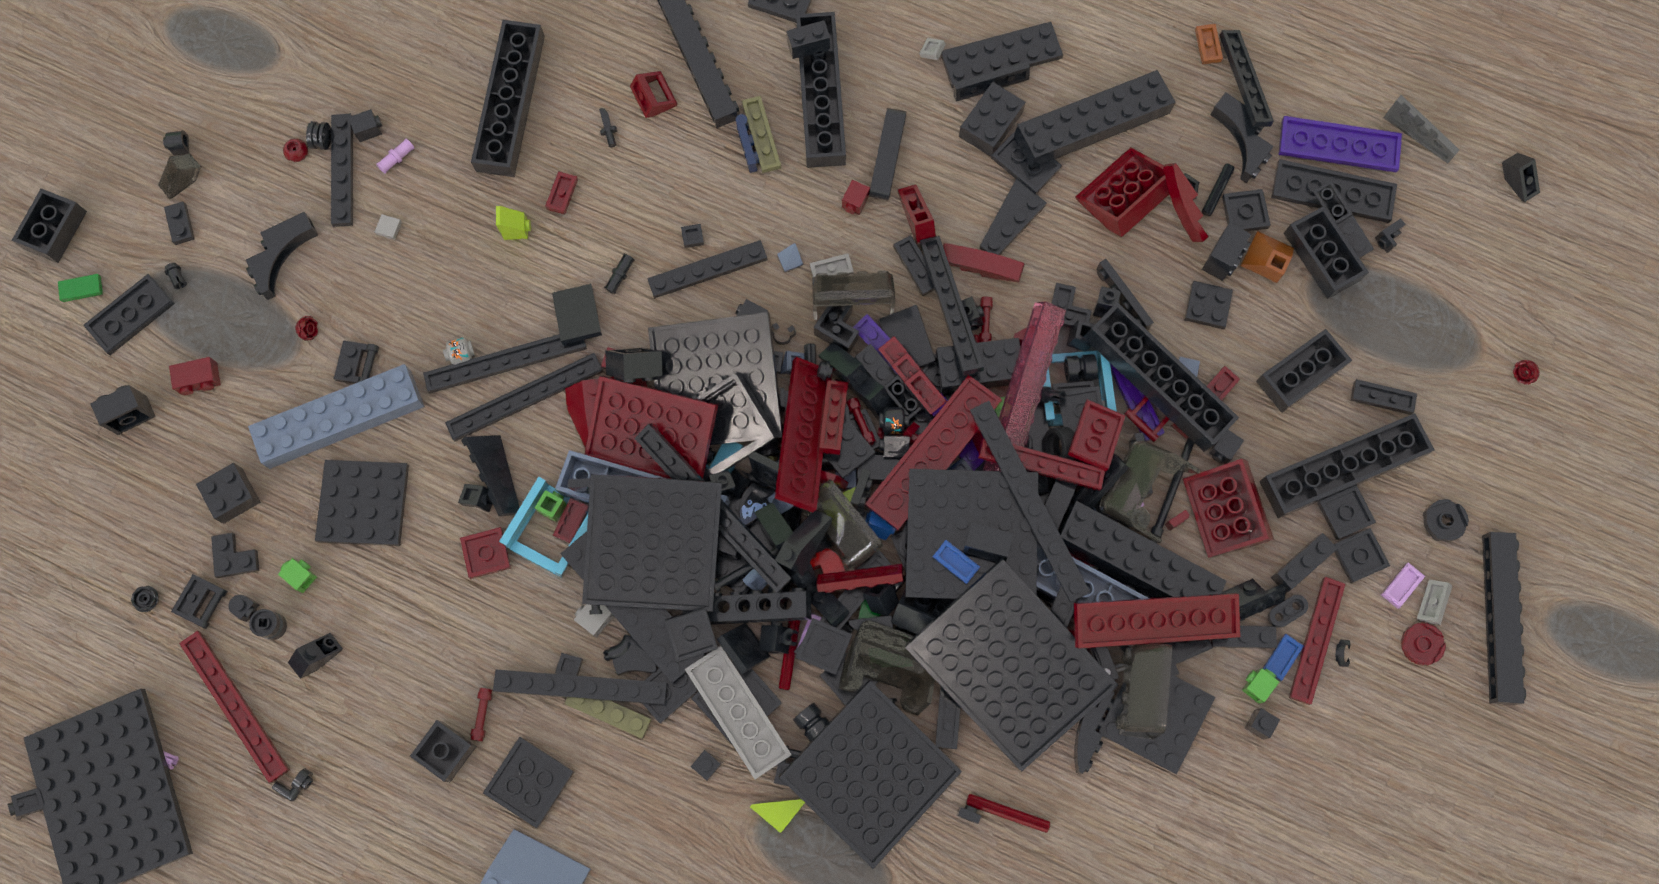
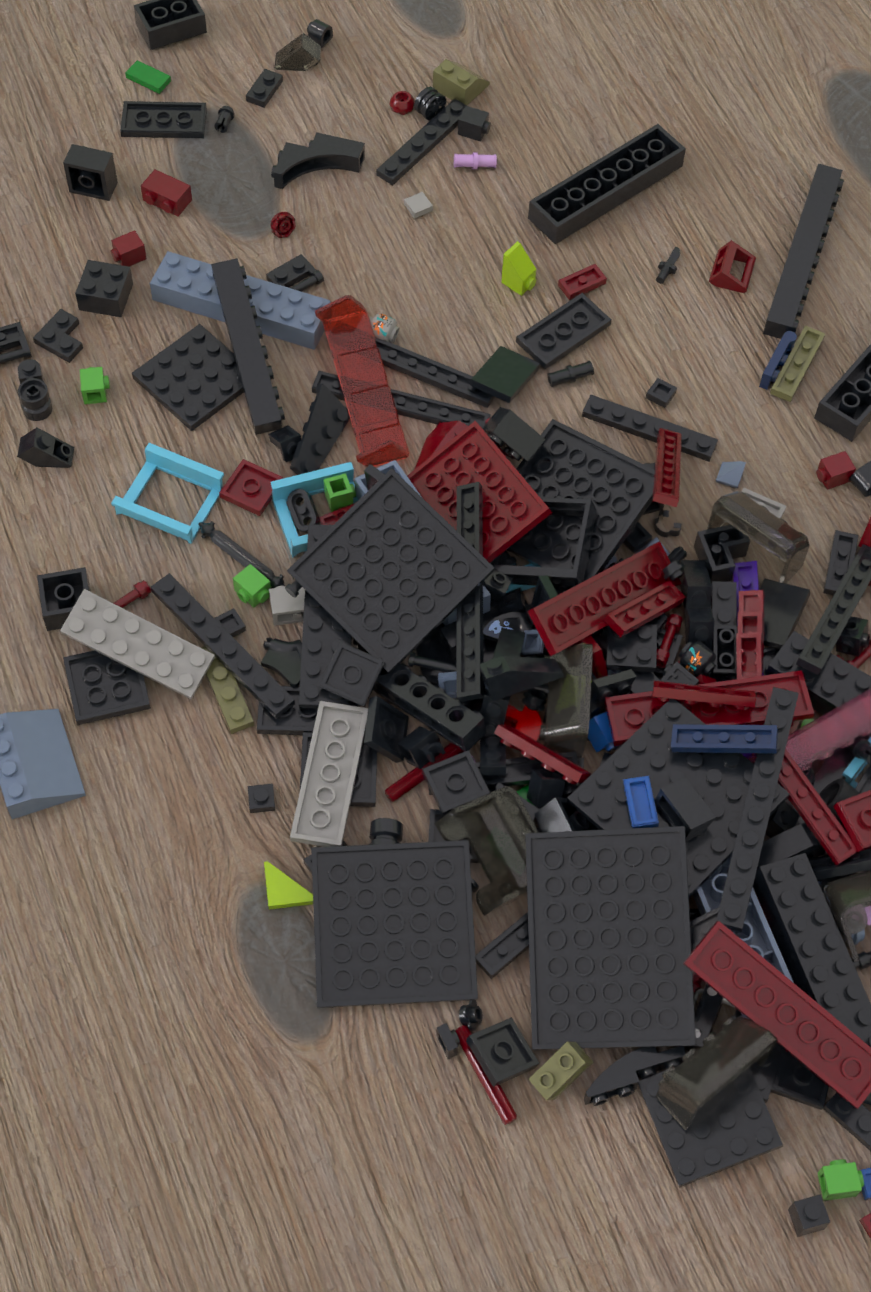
camera: 40 degrees right, 15 degrees down
(213, 446) = (128, 249): none -> dark red brick
(321, 97) = (458, 82): none -> olive slope
(380, 452) = (246, 346): none -> black brick
(425, 582) = (179, 467): none -> medium azure piece
(488, 406) = (363, 382): none -> clear red piece
(525, 740) = (137, 644): none -> light grey plate
(531, 608) = (239, 553): none -> black wheel
(539, 540) = (302, 513): none -> black plate
(557, 626) = (251, 586): none -> bright green brick
(584, 243) = (563, 330): none -> black plate
(763, 304) = (667, 468): none -> dark red tile
(926, 449) = (712, 695): none -> dark red plate
(967, 785) = (470, 1015): none -> black plate
(972, 474) = (724, 738): none -> dark blue plate
(1007, 791) = (502, 1051): none -> black plate
(1053, 772) = (560, 1070): none -> olive brick

